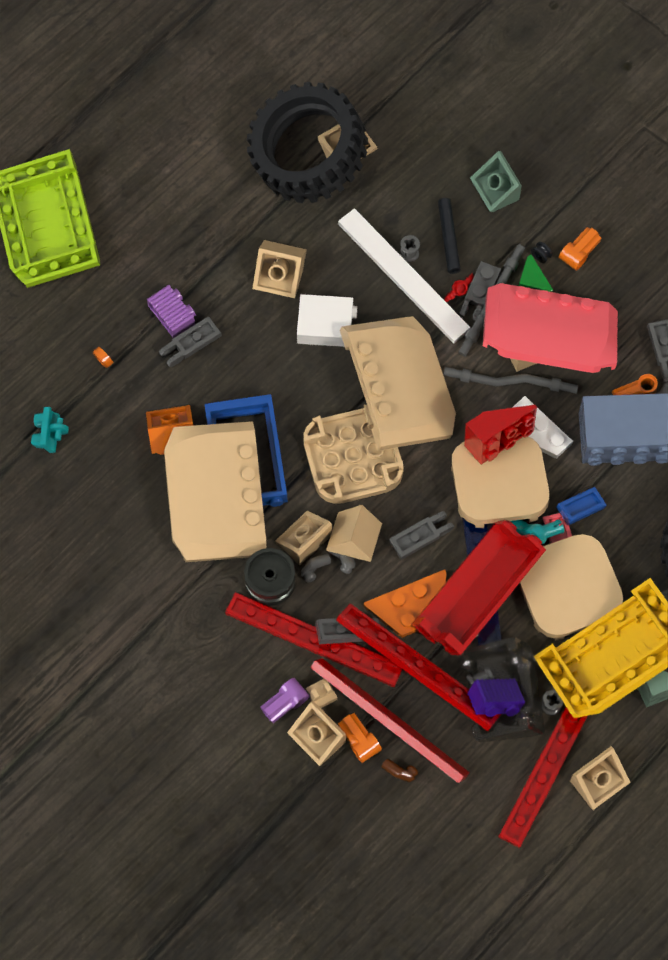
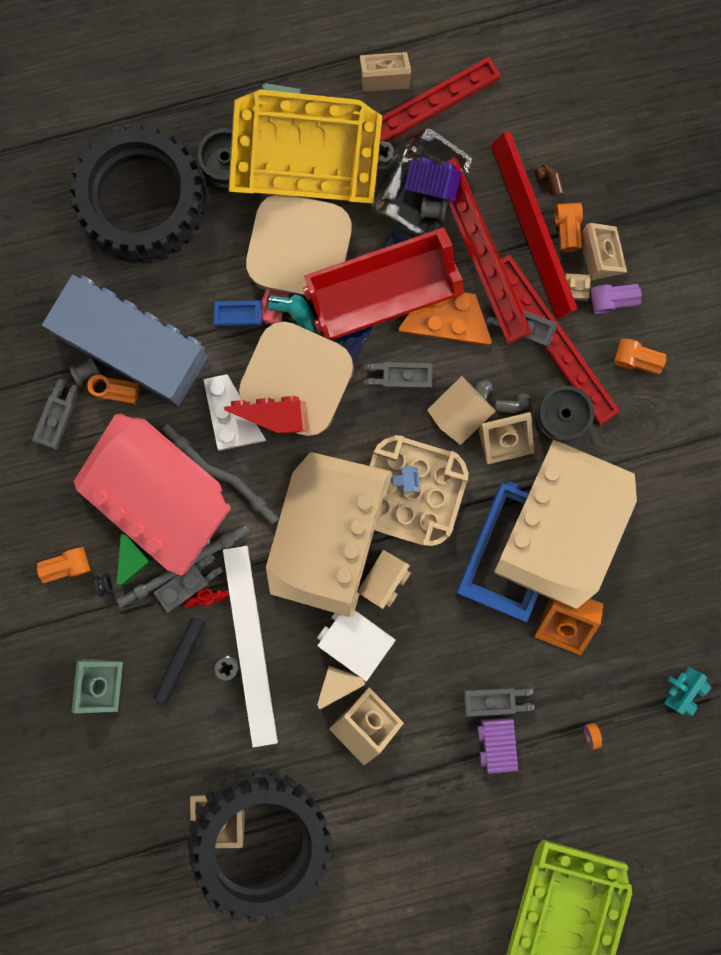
camera: 150 degrees left, 15 degrees up
(240, 662) = (633, 355): none -> orange piece
(319, 278) = (338, 684): none -> tan slope
(332, 373) = (384, 579): none -> tan slope
(361, 454) = (408, 480): none -> medium blue tile

